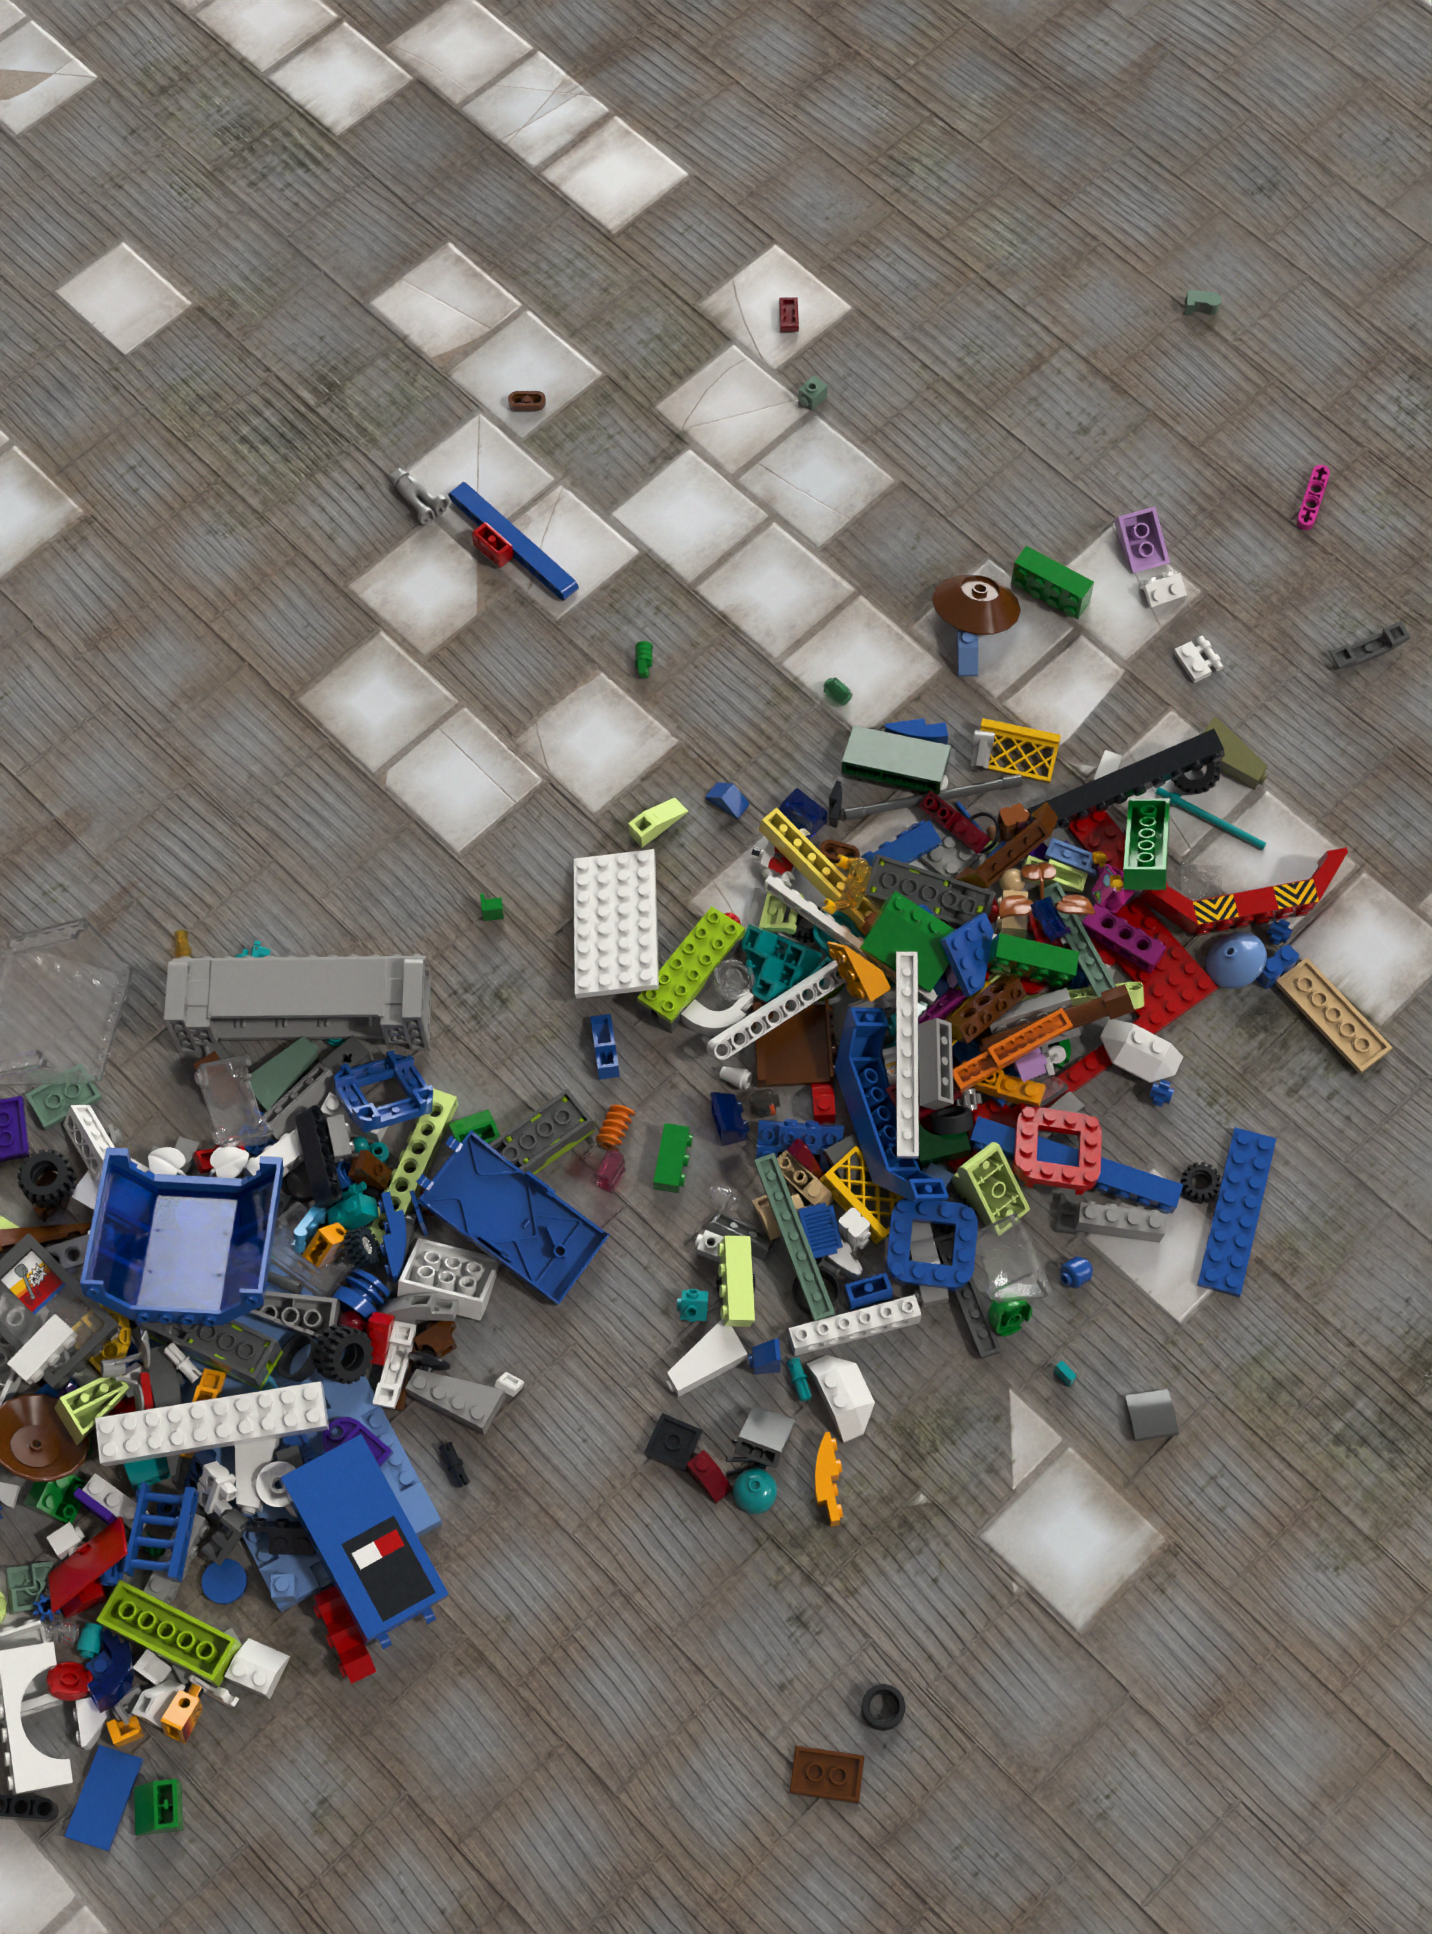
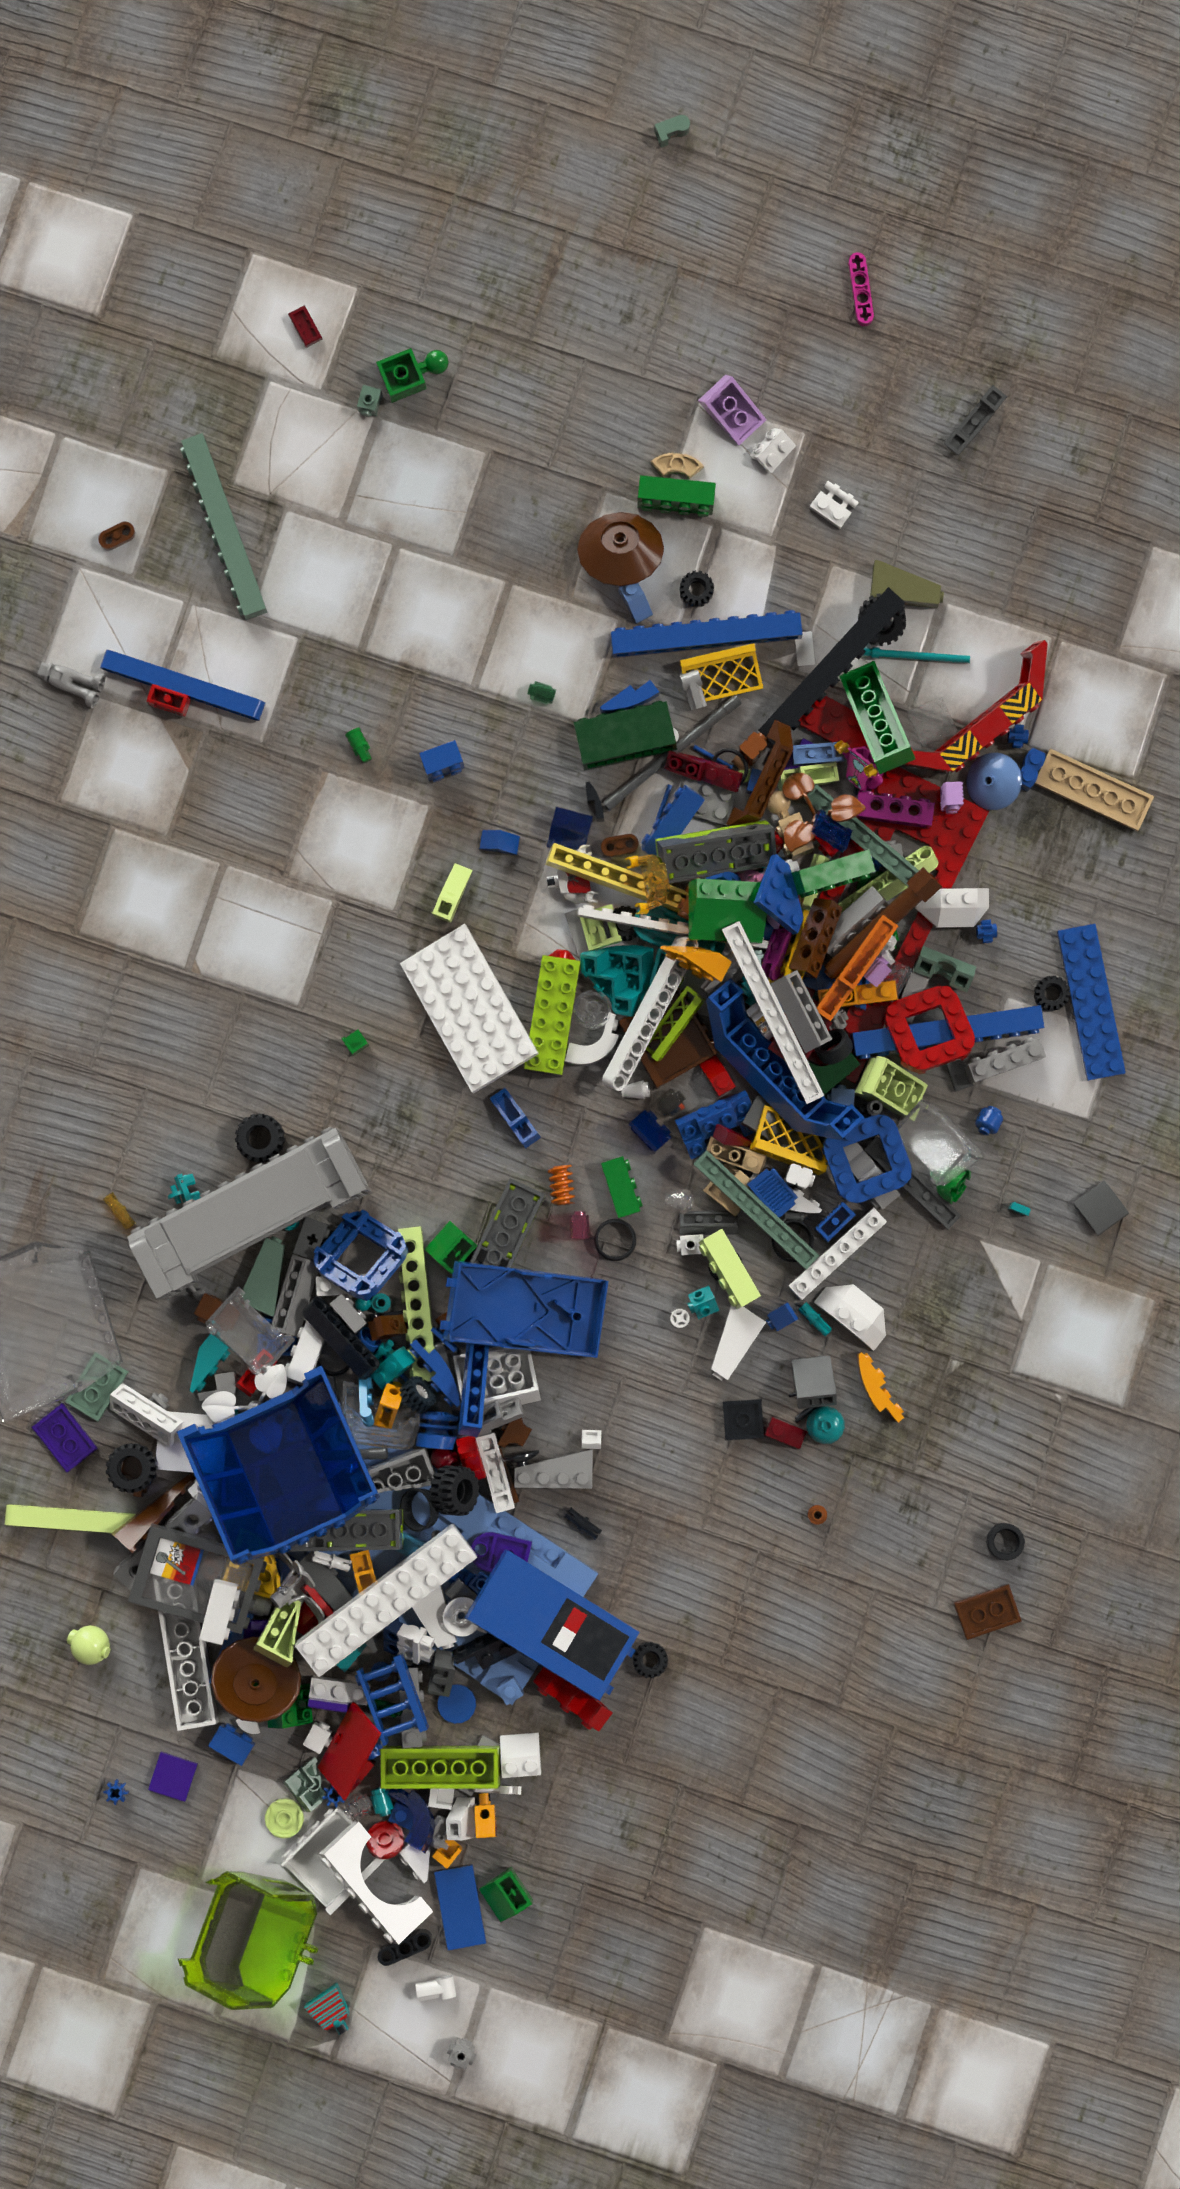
camera: 25 degrees left, 20 degrees up
(32, 1873) = (440, 1988): none -> white piece
(182, 1122) = (208, 1357): none -> teal slope
(349, 932) = (244, 1131): none -> black tyre
(418, 1265) = (473, 1389): none -> blue brick
(439, 1626) = (659, 1668): none -> black tyre
(625, 434) = (224, 526): none -> sand green brick
(639, 1225) = (610, 1257): none -> black tyre
(661, 1306) = (679, 1318): none -> white wheel
(699, 1585) = (812, 1510): none -> dark orange plate
(711, 702) = (442, 761): none -> blue brick
(806, 1033) = (680, 1024): none -> lime fence
(854, 384) = (406, 364): none -> green brick
(964, 1194) = (870, 1109): none -> dark grey pin
(1018, 710) = (706, 634): none -> blue brick
(1030, 660) = (692, 578): none -> black tyre
(1068, 560) = (677, 463): none -> tan tile
(1111, 1114) = (956, 971): none -> sand green arch
(1186, 948) = (951, 797): none -> lavender brick

